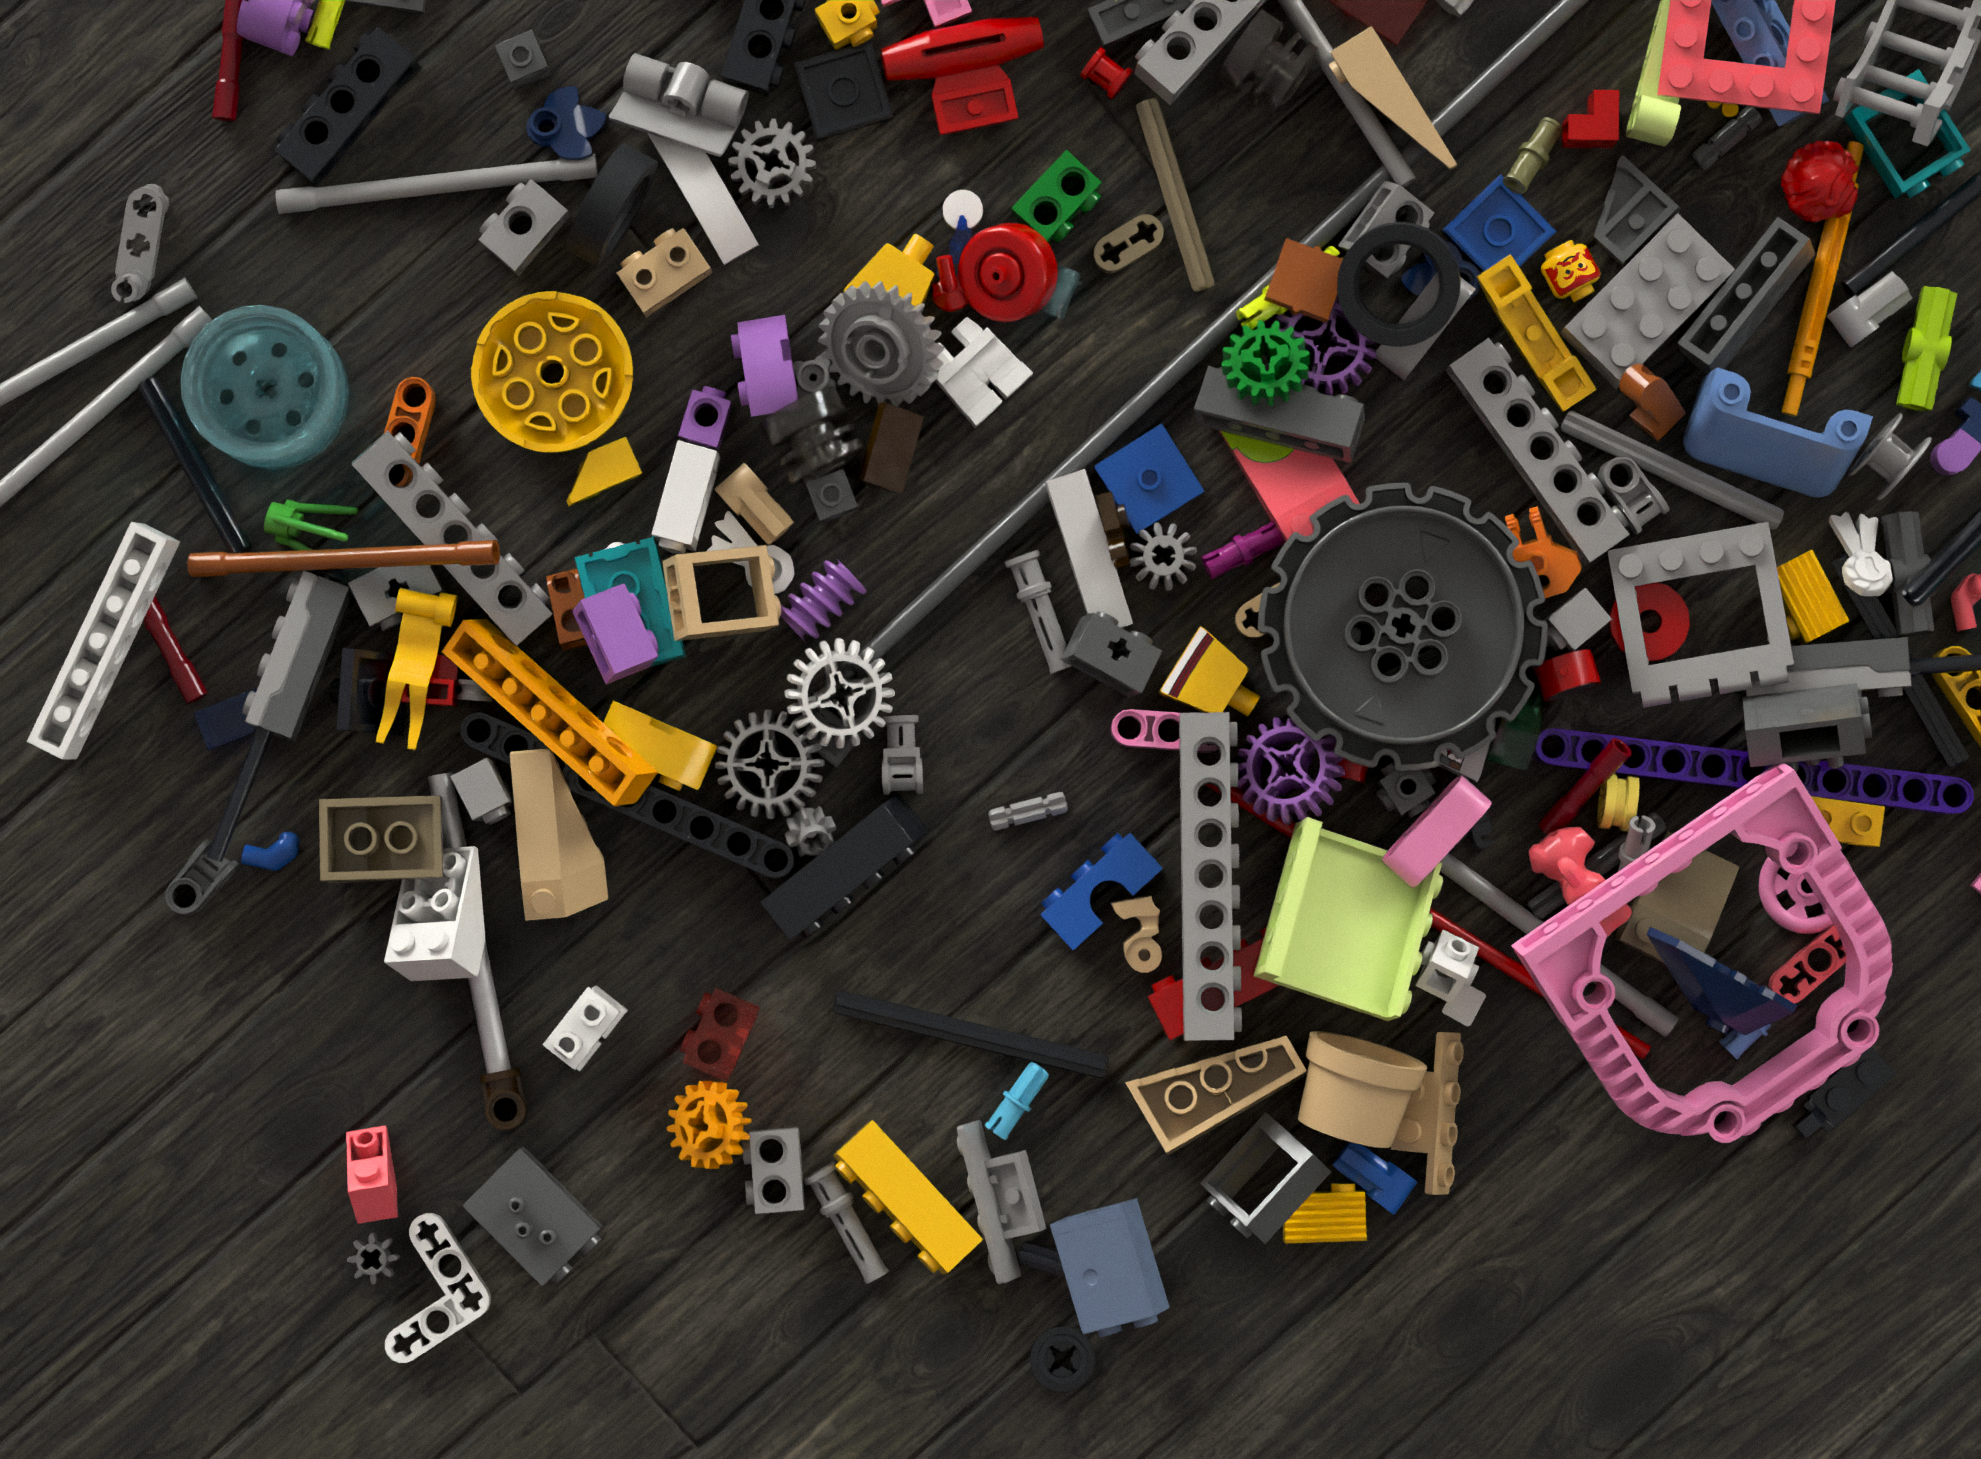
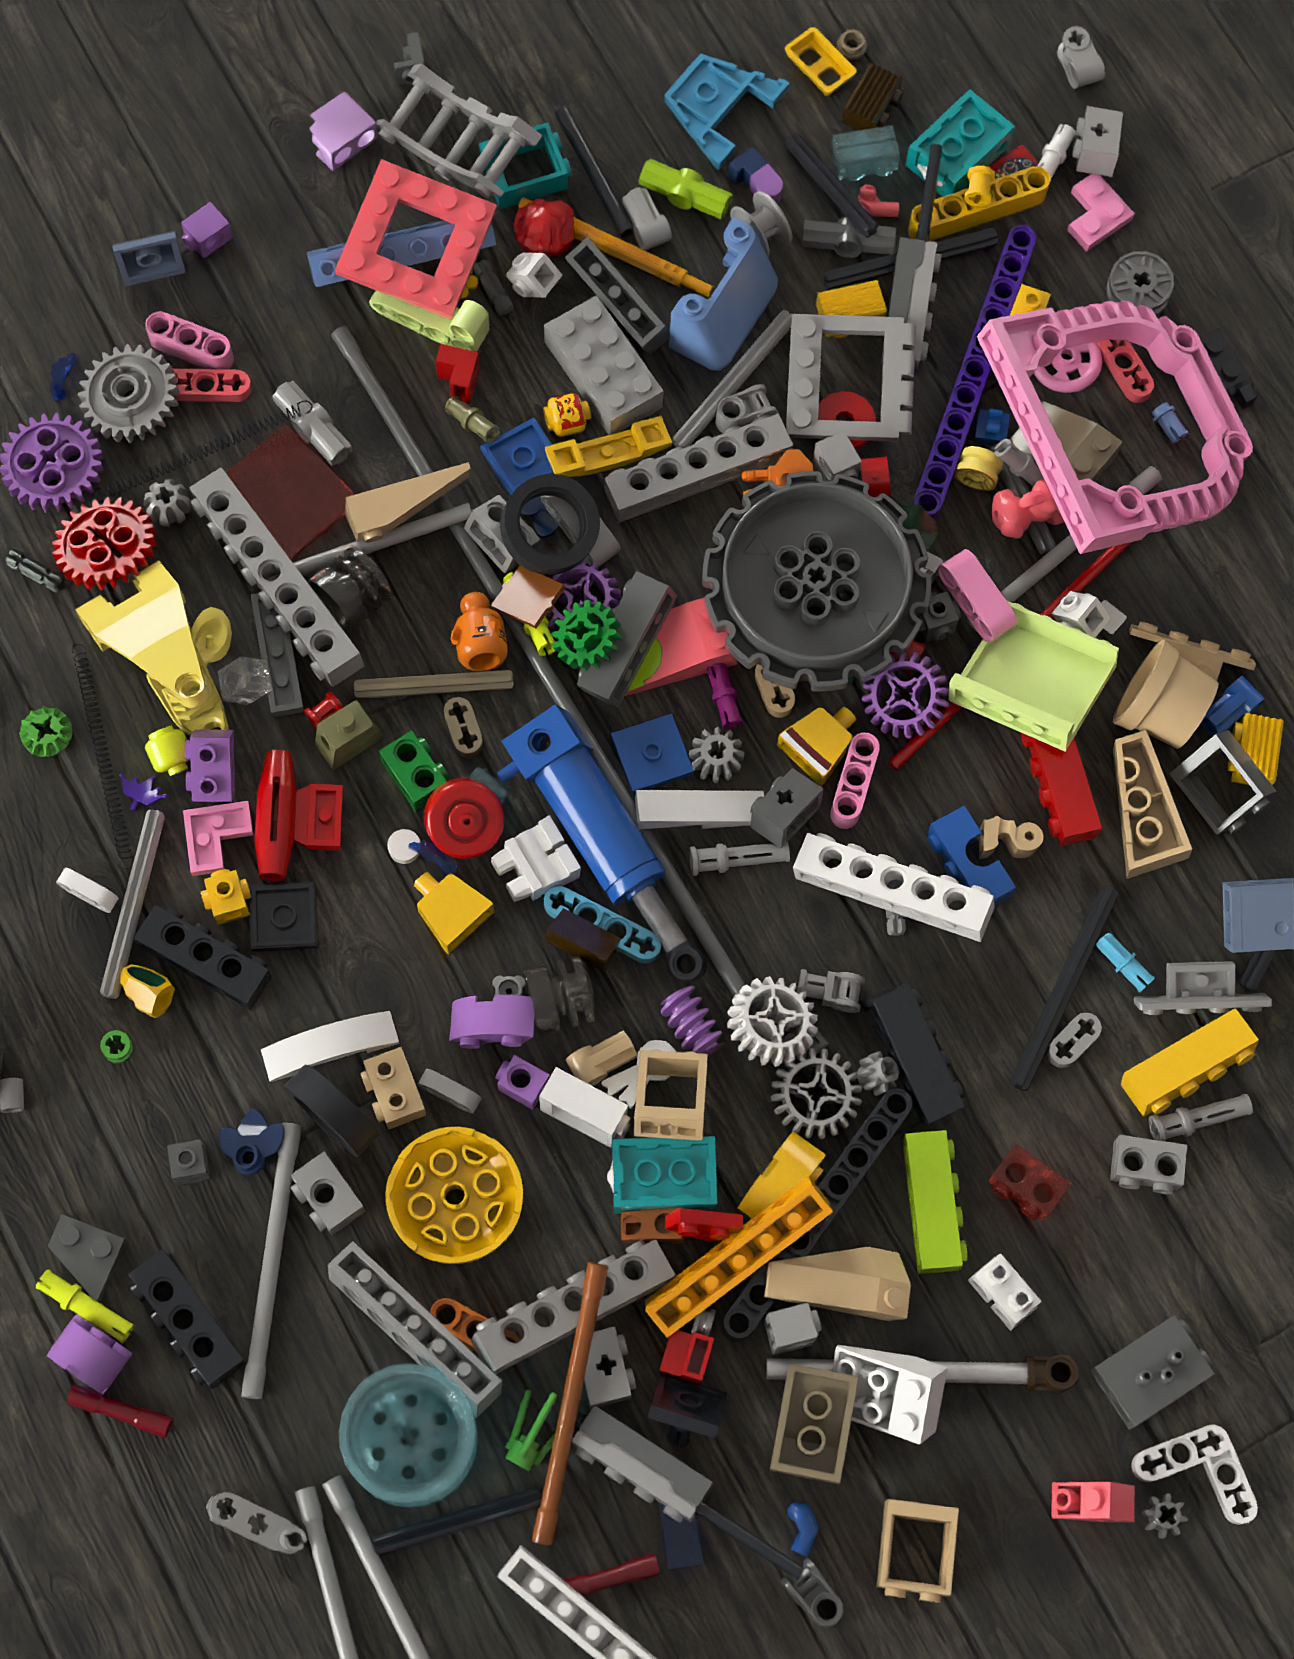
camera: 75 degrees left, 15 degrees down
(316, 985) = (922, 1512): none -> tan window
(387, 363) = (412, 1326): none -> light grey brick
(415, 656) = (667, 1360): yellow flag -> none
(570, 648) = (703, 1224): none -> red wing
(604, 469) = (544, 1175): yellow slope -> none
(616, 633) = (688, 1181): medium lavender brick -> none
(671, 926) = (933, 1202): none -> lime brick
(676, 337) = (449, 1091): none -> light grey beam
(680, 104) = (260, 1044): light grey panel -> none
(705, 1124) = (1092, 1199): light orange gear -> none
(764, 180) = (338, 991): light grey gear -> none
(832, 496) = (610, 995): dark grey brick -> none
(902, 1065) = (1080, 1045): none -> light grey beam
(908, 354) = (479, 912): light grey gear -> none
(923, 468) = (604, 920): none -> medium azure beam
(947, 291) = (467, 869): red plate -> none
(1036, 431) = (597, 823): none -> blue piece
(1049, 701) = (967, 922): none -> white brick
(1083, 108) = (347, 733): none -> olive torso
(1114, 520) = (682, 781): dark brown plate -> none
(1195, 731) = (995, 781): light grey brick -> none
(1248, 233) = (479, 634): none -> orange piece
(1600, 770) = (955, 470): dark red piece -> none
(1631, 213) = (532, 364): dark grey wing -> none
(1655, 402) = (681, 376): dark orange leg -> none
(1683, 807) = (991, 426): none -> blue tile
(1717, 990) = (1140, 422): dark blue wedge -> none
(1750, 183) = (533, 275): none -> white brick
(1806, 726) = (953, 317): dark grey piece -> none
(1864, 569) = (839, 262): white piece -> none
(1949, 948) = (1145, 271): none -> flat silver wheel

